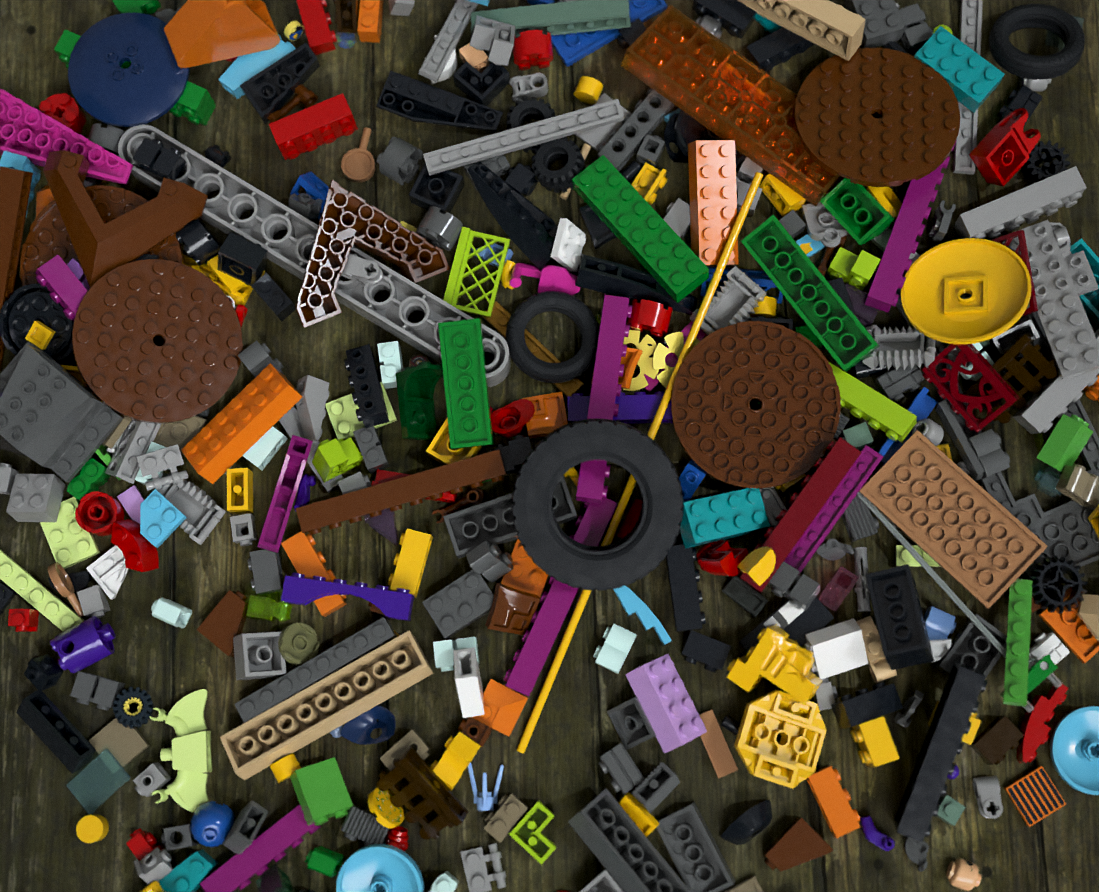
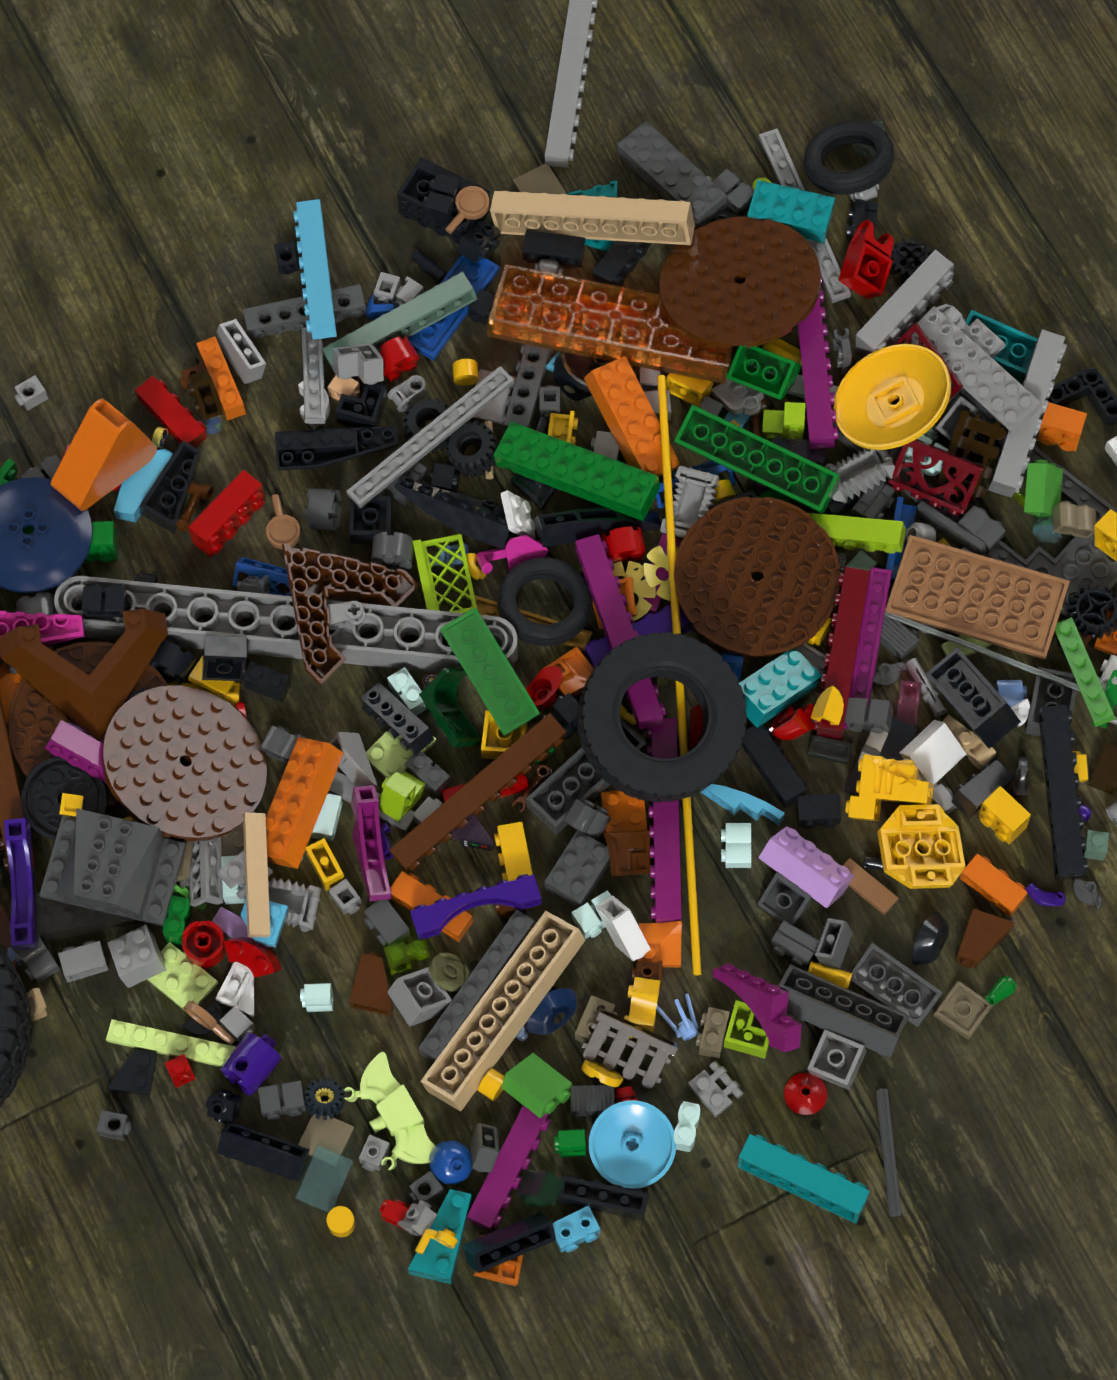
camera: 30 degrees left, 10 degrees down
(167, 476) = (256, 874): none -> tan tile
(562, 818) = (767, 1003): none -> magenta arch

